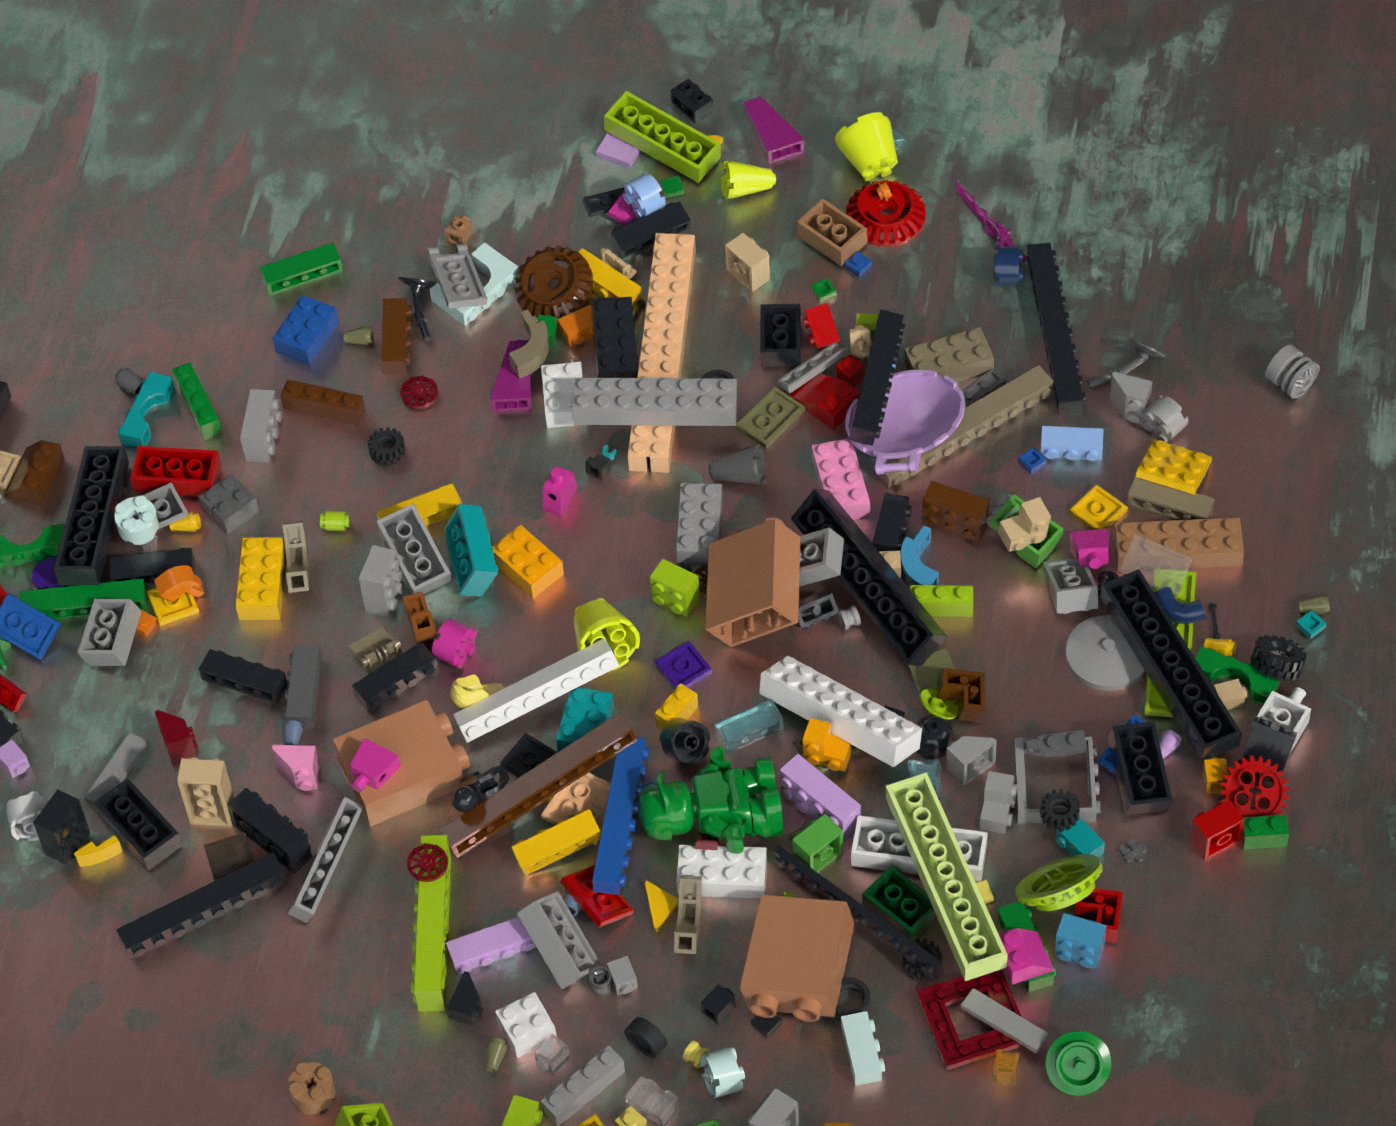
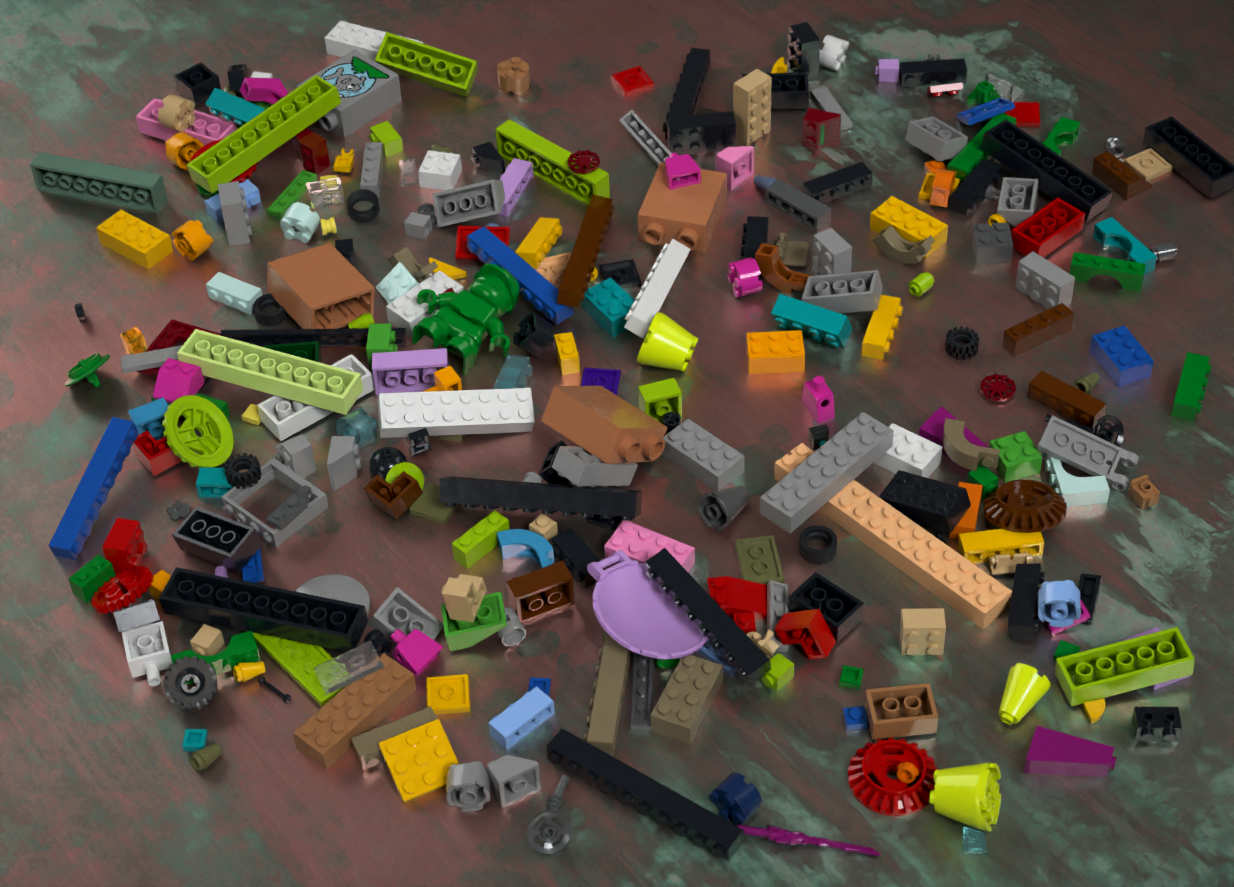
camera: 130 degrees right, 10 degrees down
(136, 520) = (1010, 174): light aqua brick -> none
(216, 982) = (632, 81): none -> red tile
(468, 690) = (696, 271): light yellow hair -> none
(477, 787) = (618, 223): black piece -> none
(497, 326) = (1017, 457): none -> bright green brick
(722, 912) = (396, 283): none -> light aqua plate
(1180, 612) = (300, 654): dark blue cylinder -> none
(1189, 908) = (93, 489): none -> blue brick

